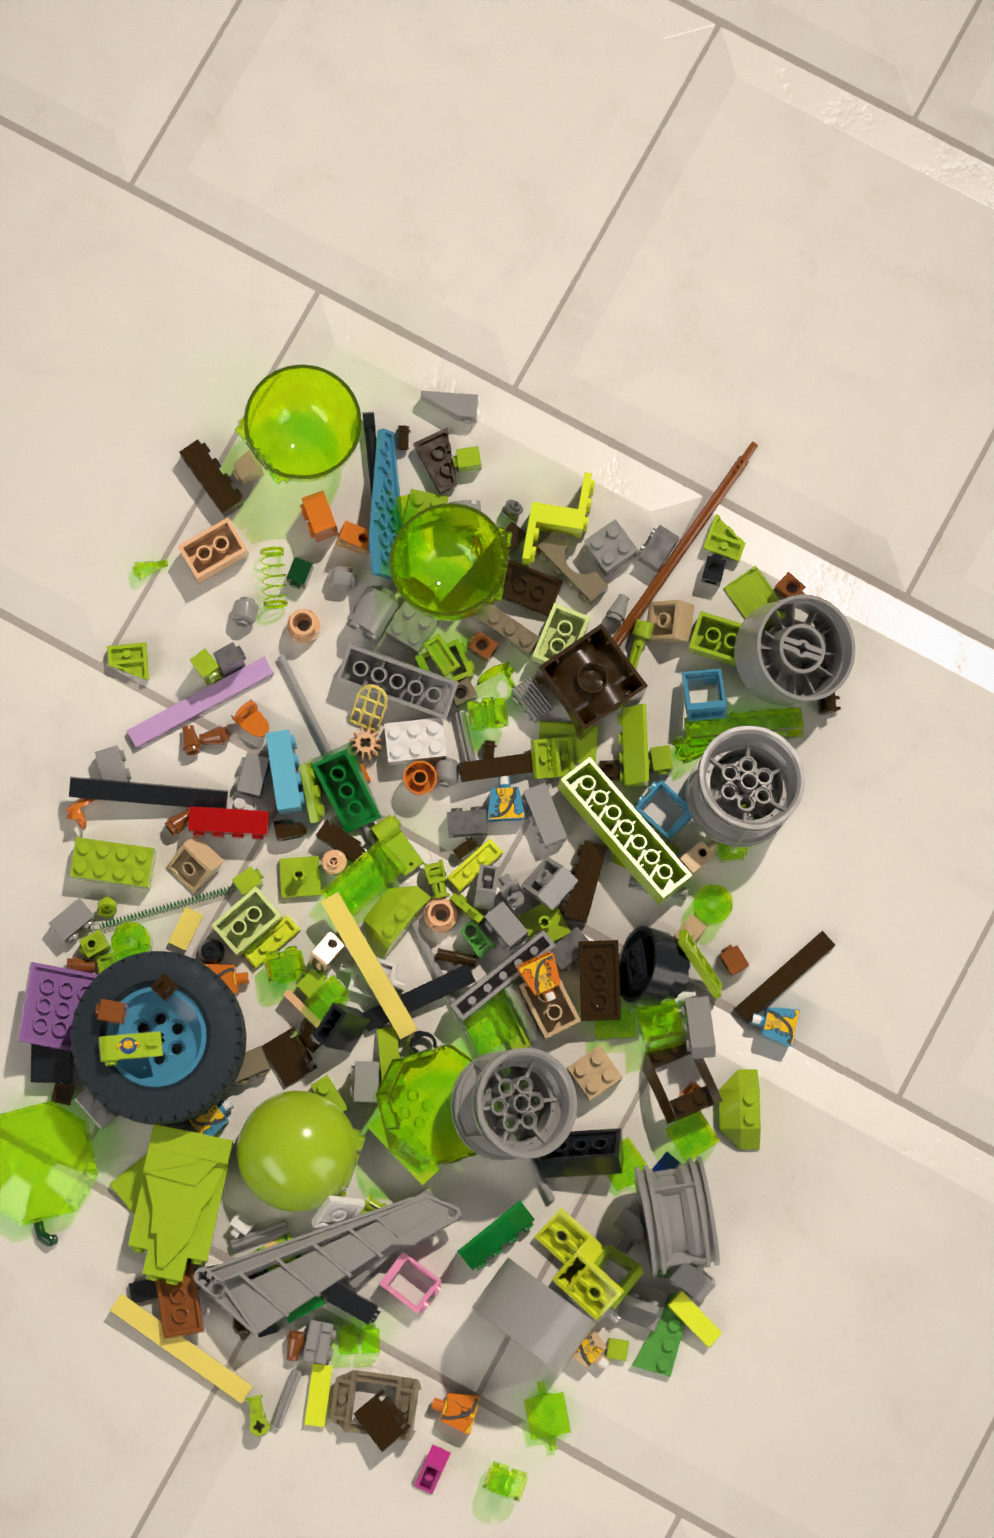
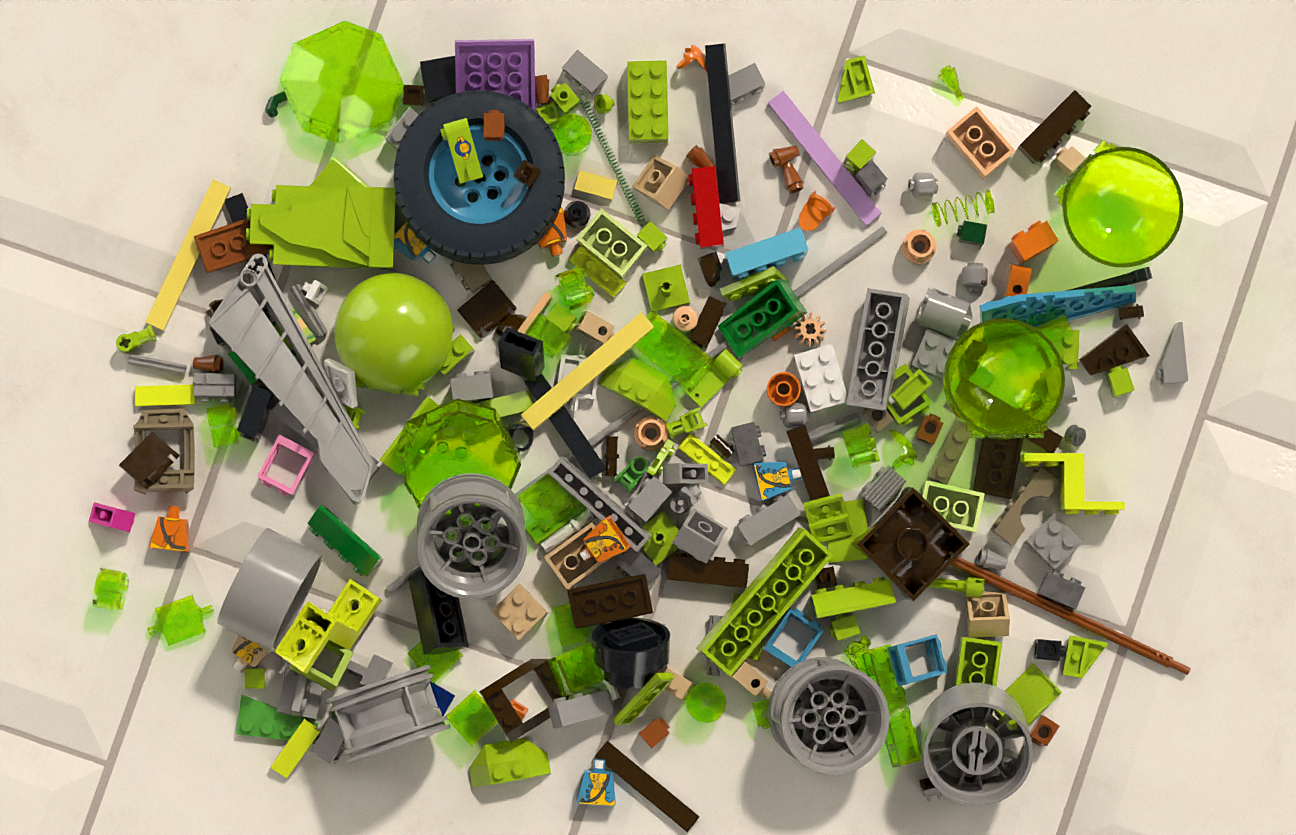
camera: 80 degrees right, 5 degrees up
(253, 775) = (759, 223): light grey brick -> none
(363, 711) = (842, 321): light yellow window -> none

